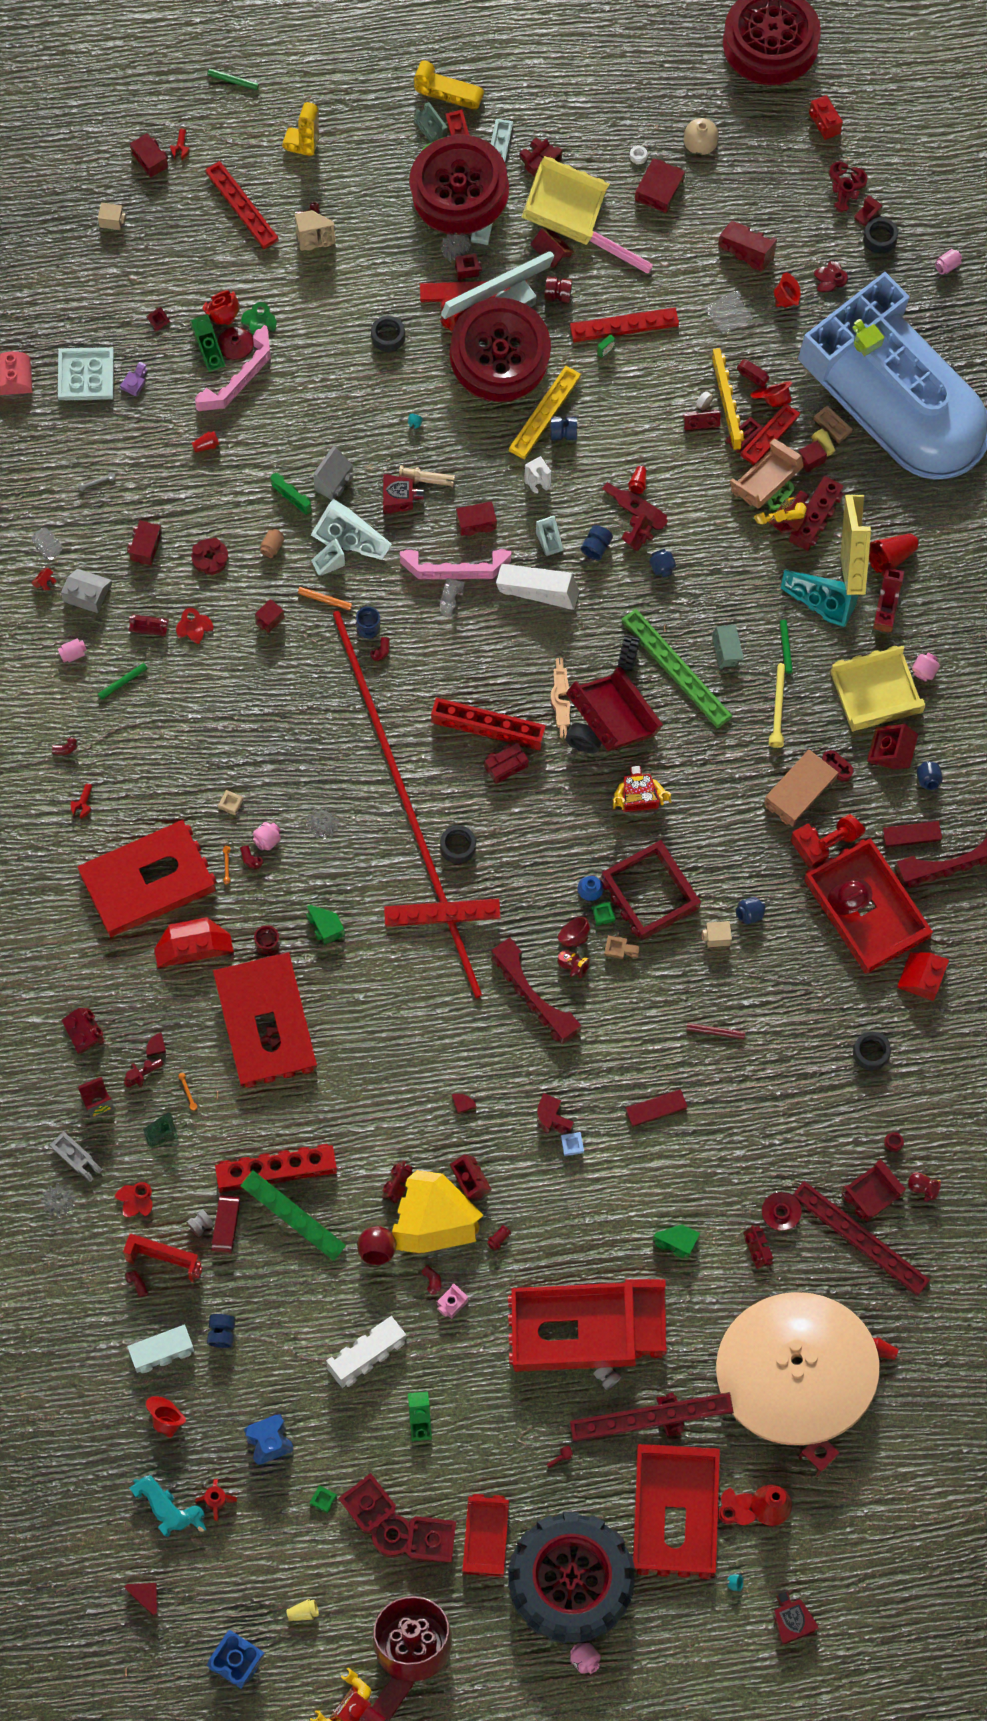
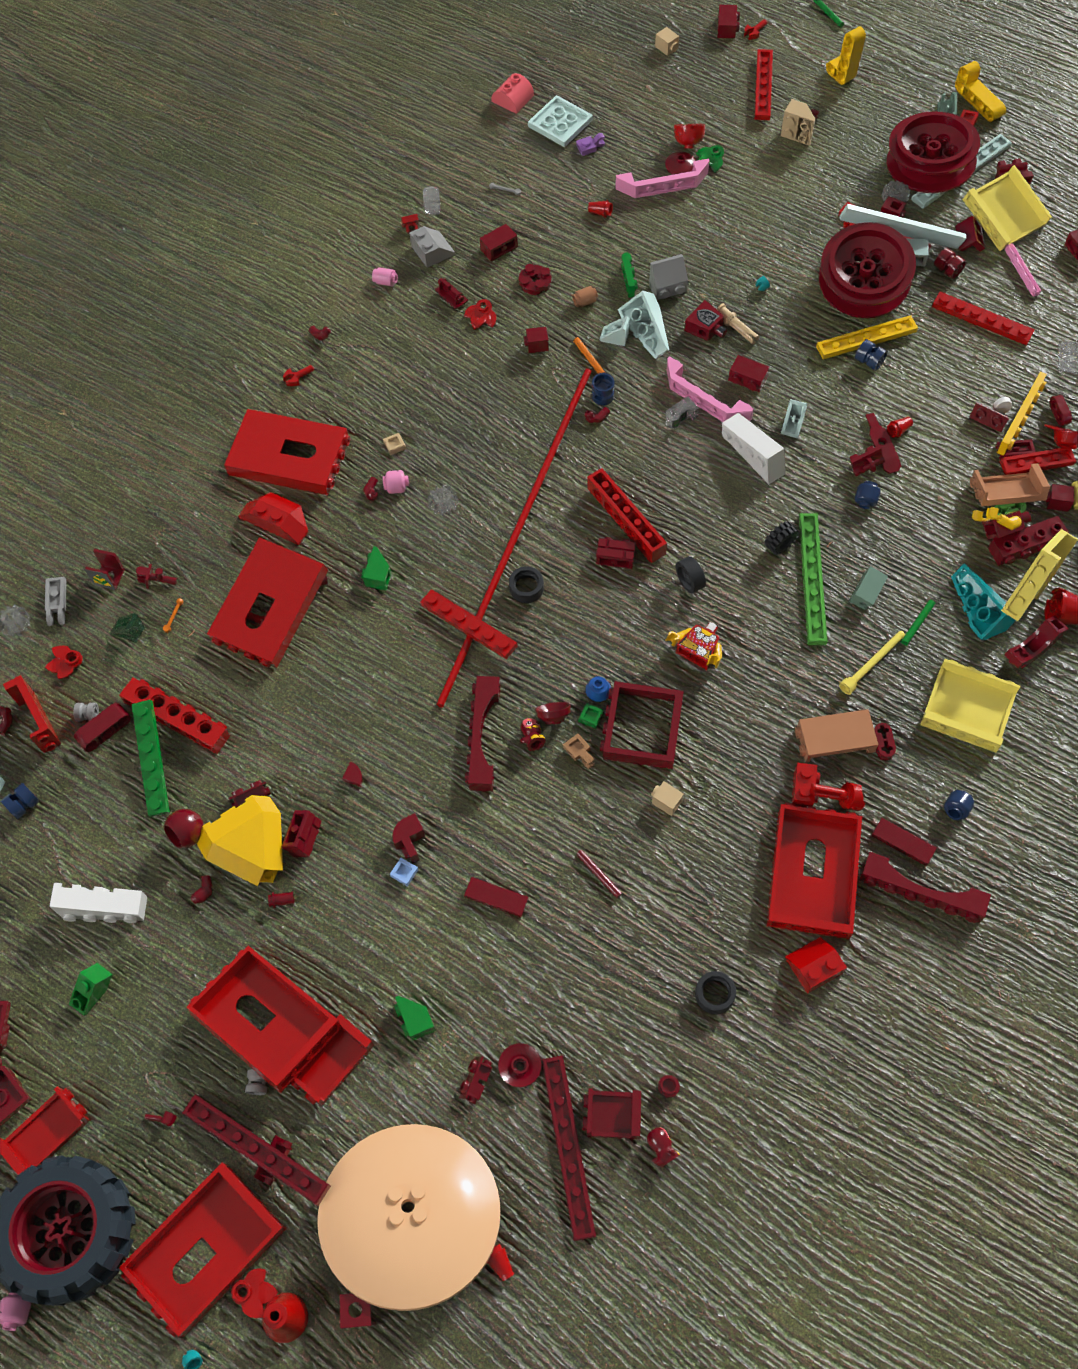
camera: 45 degrees right, 5 degrees down
(83, 1029) = (148, 519): dark red bracket -> none
(122, 681) = (399, 318): green bar -> none
(155, 1045) = (183, 567): dark red tile -> none
(158, 318) = (640, 117): dark red slope -> none
(207, 342) = (660, 148): green slope -> none
(226, 849) = (341, 492): orange hinge -> none
(267, 941) = (324, 550): dark red wheel -> none
(385, 321) = (794, 209): black tyre -> none
(451, 1310) = (205, 922): bright pink brick -> none
(537, 473) = (821, 370): white hinge -> none
(560, 688) = (707, 531): light nougat piece -> none
(596, 543) = (825, 447): dark blue wheel -> none
(606, 346) = (954, 322): green tile -> none
(615, 710) = (731, 570): dark red panel -> none
(750, 910) = (710, 799): dark blue head -> none
(850, 896) = (804, 851): dark red piece -> none
(893, 746) = (945, 760): dark red slope -> none
(925, 667) = (1027, 717): bright pink head -> none

